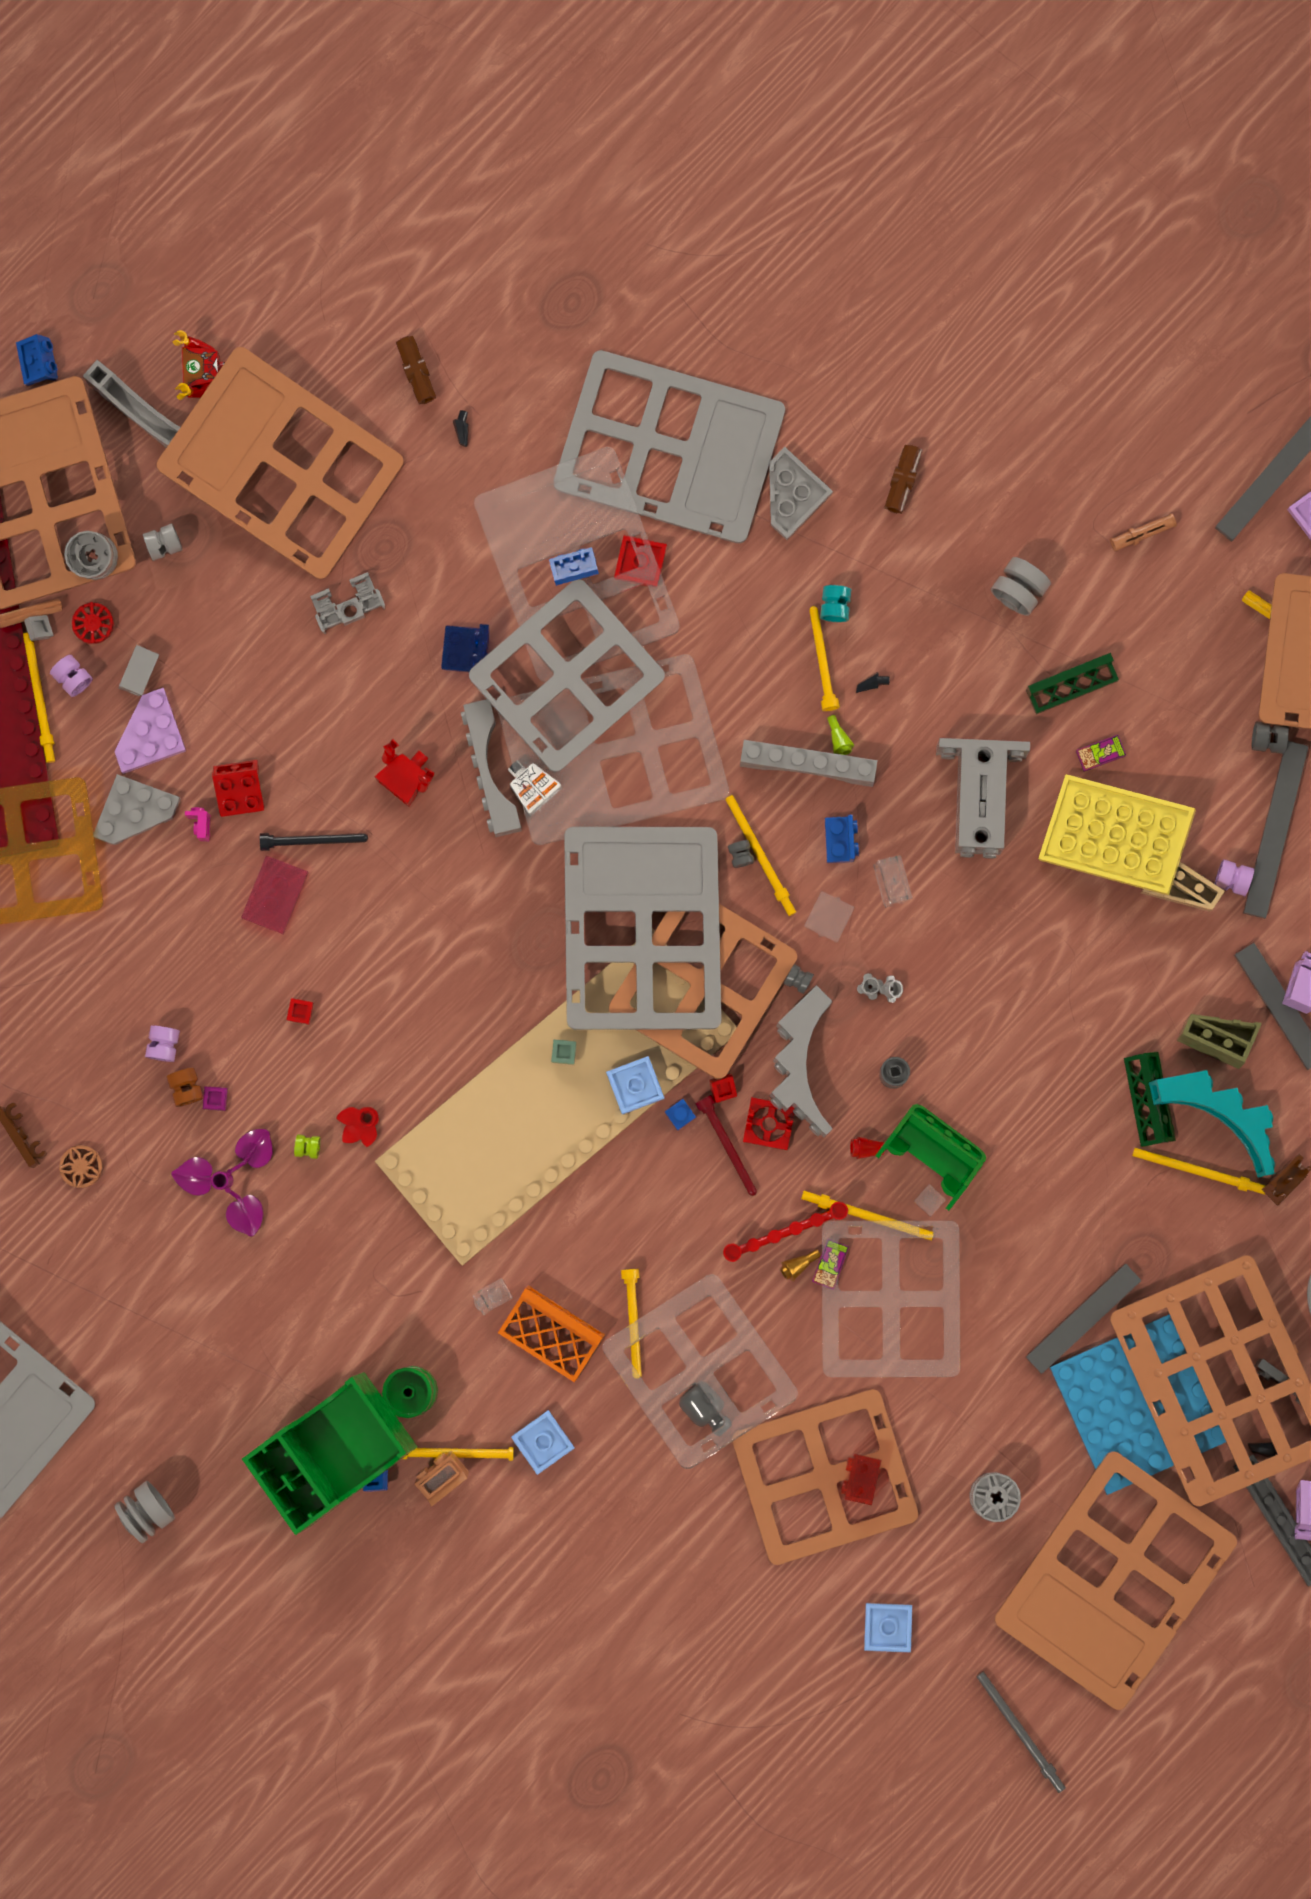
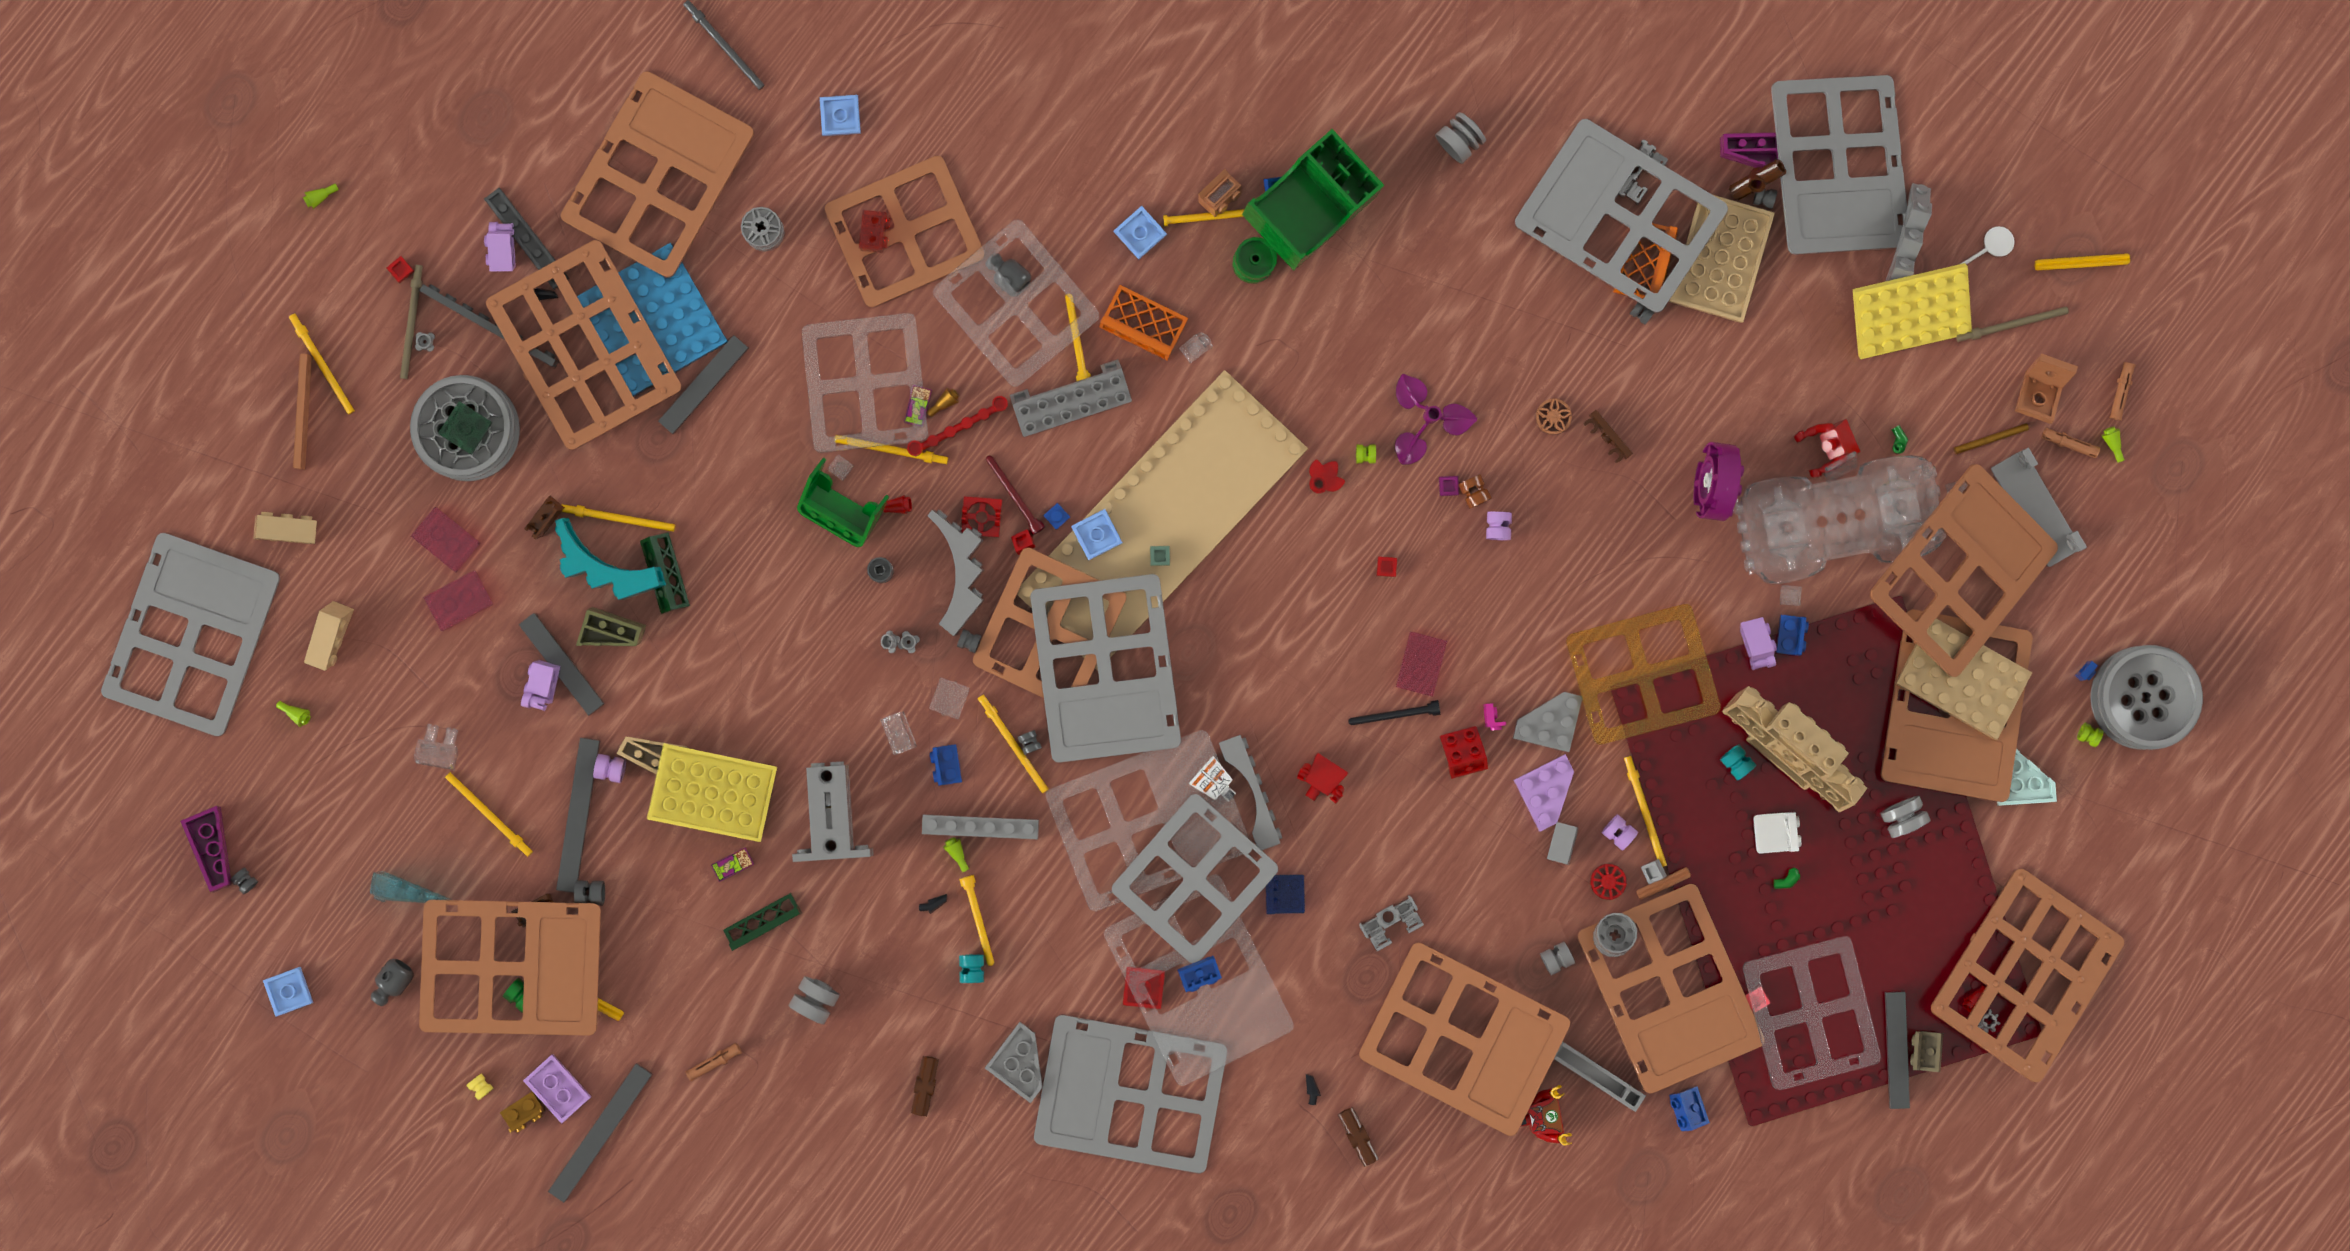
camera: 170 degrees right, 5 degrees up
(647, 1248) = (1072, 400): none -> light grey bracket

